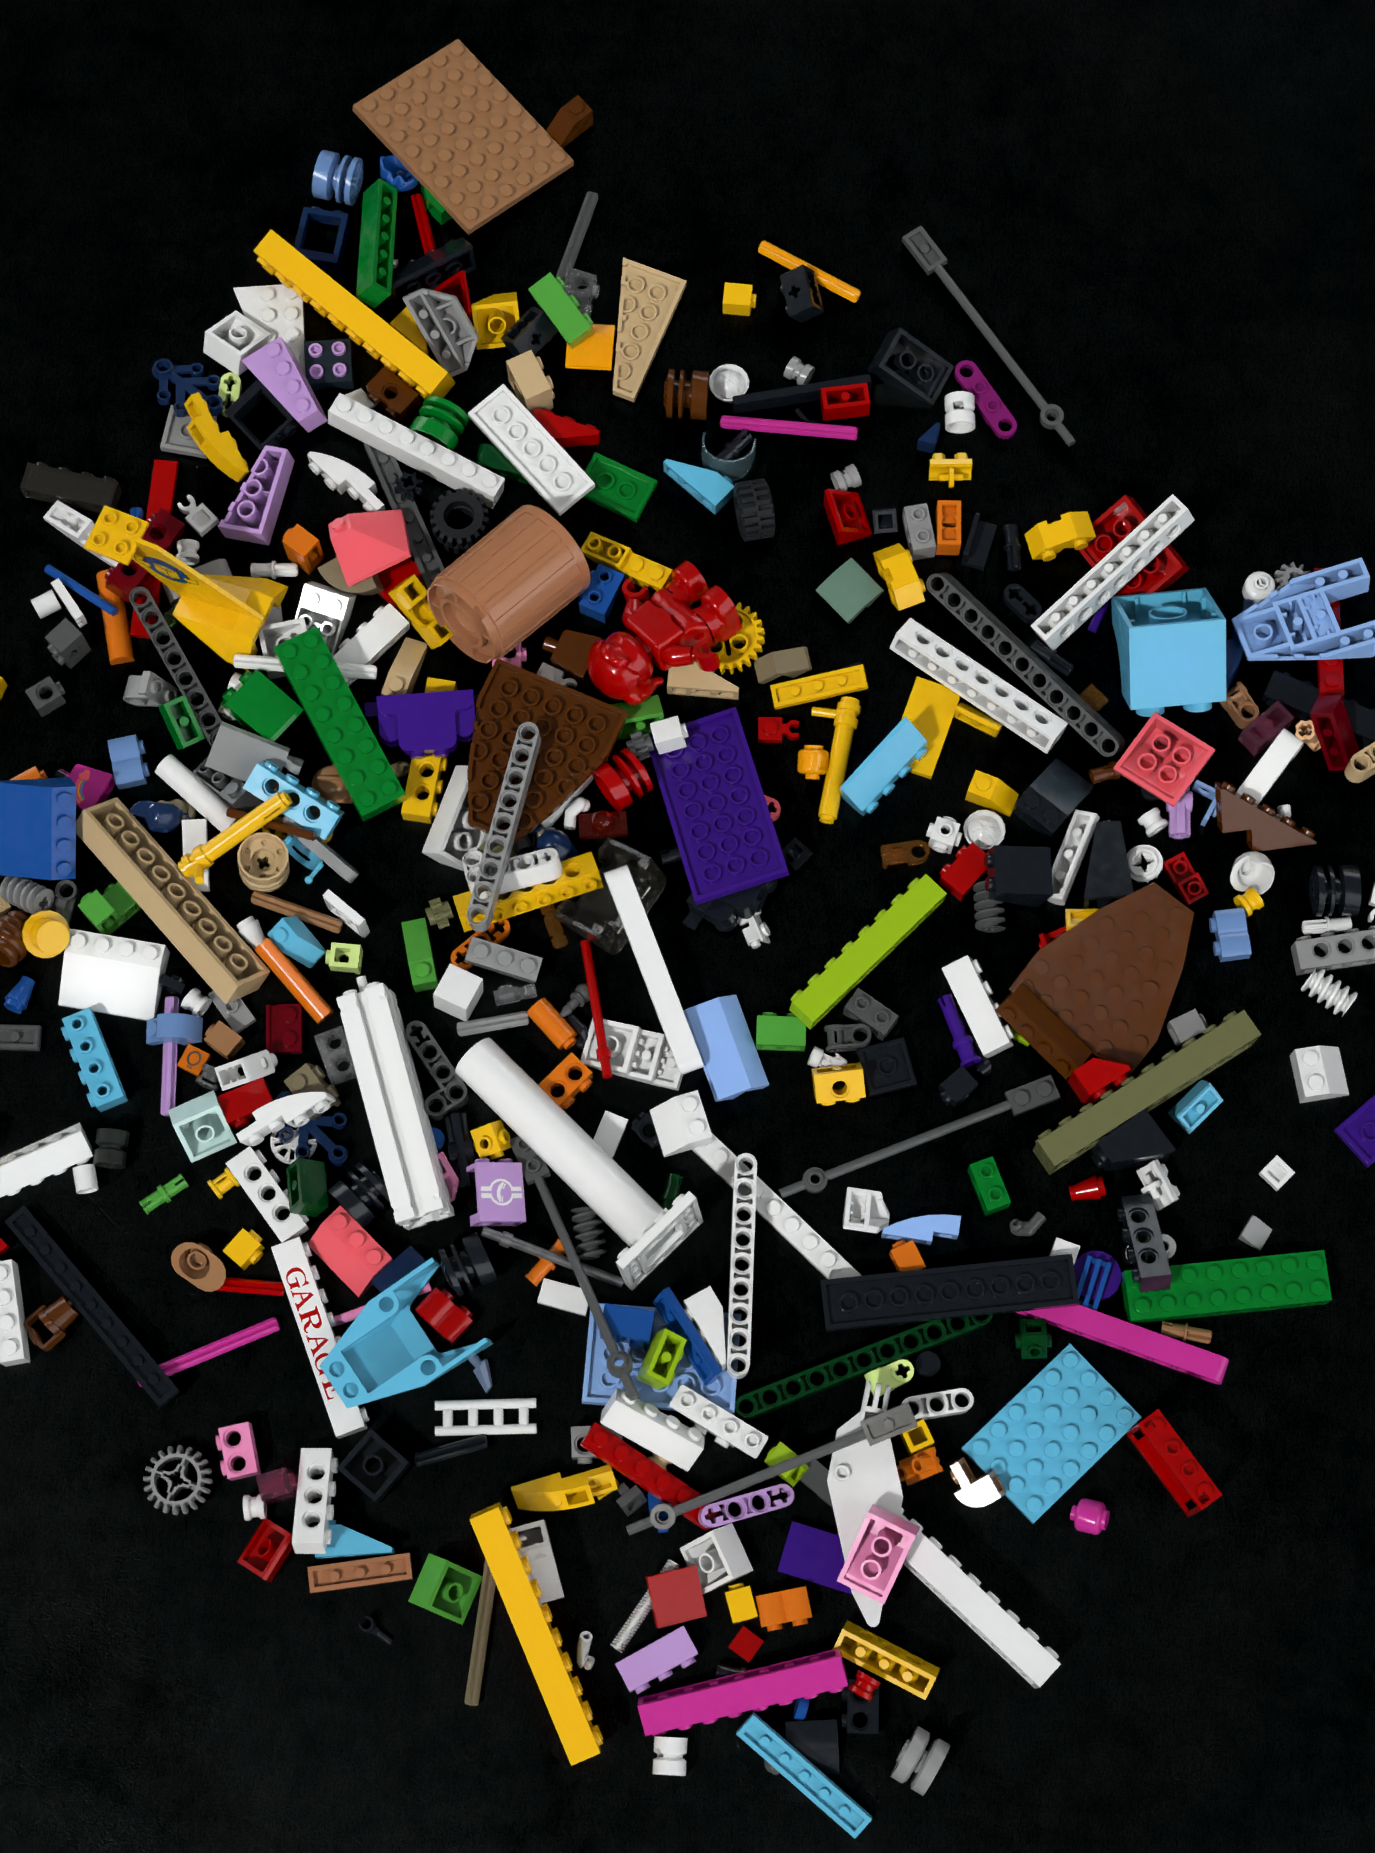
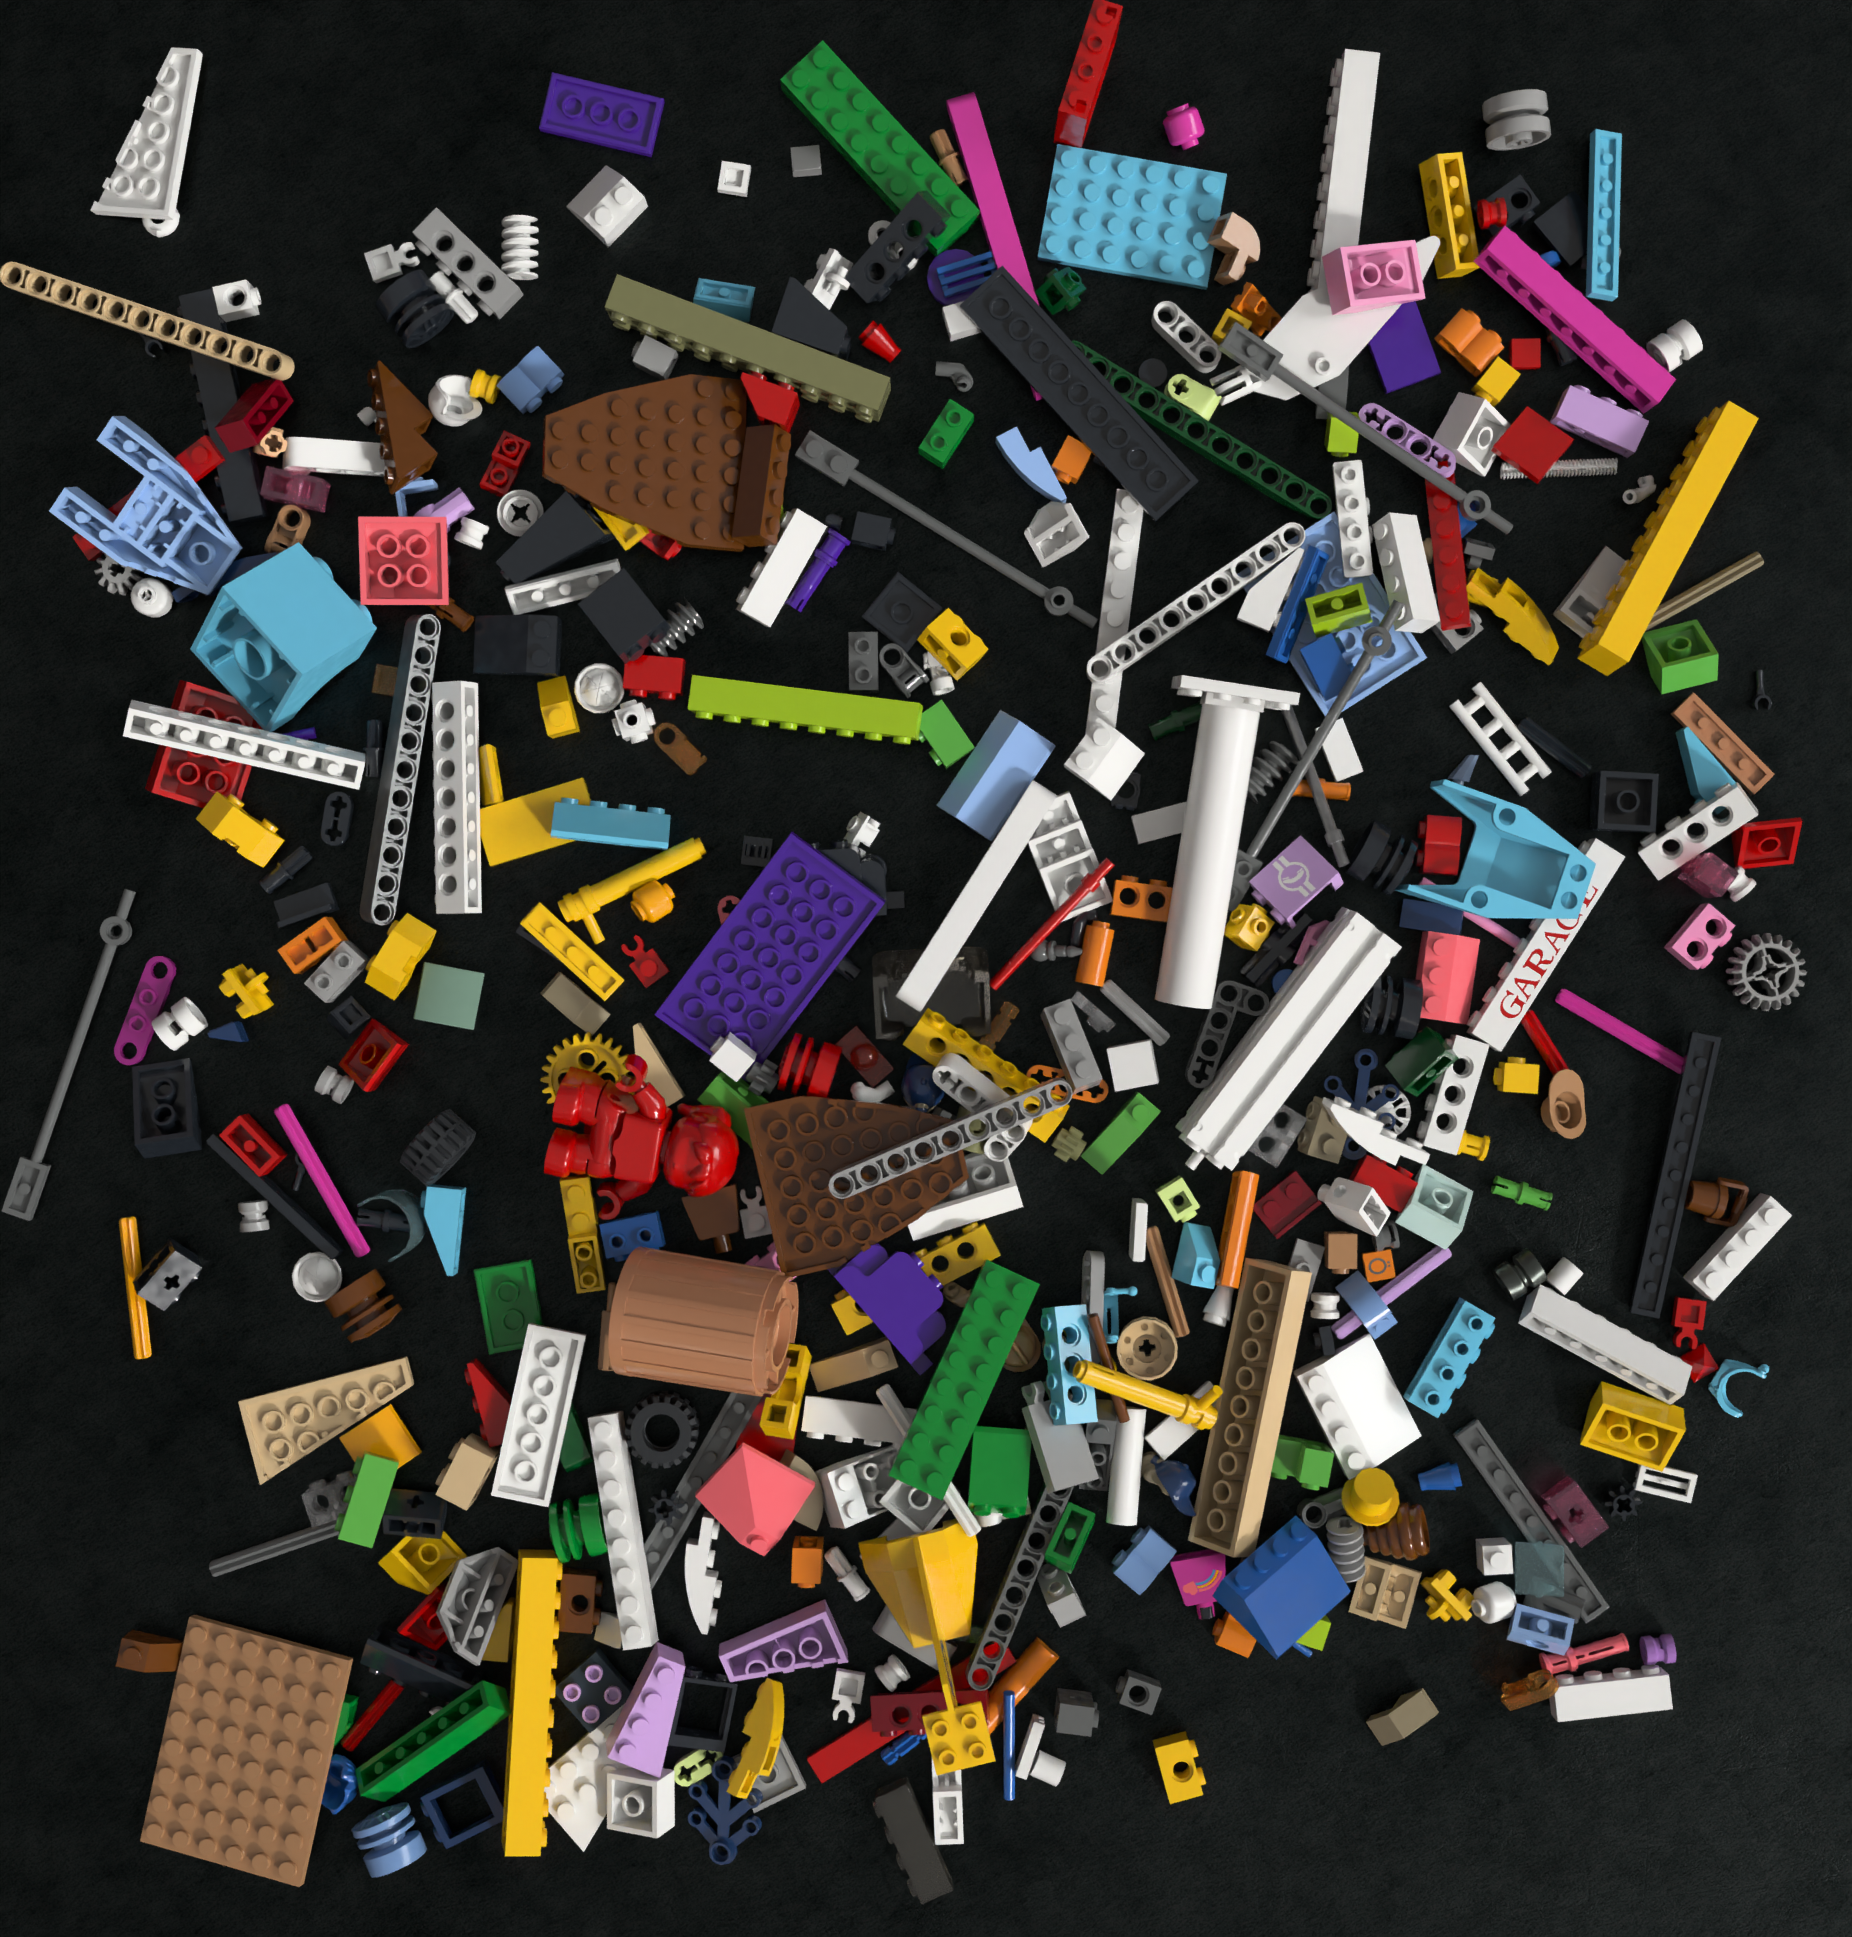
camera: 125 degrees left, 15 degrees up
(738, 299) = (219, 1334): yellow brick -> none

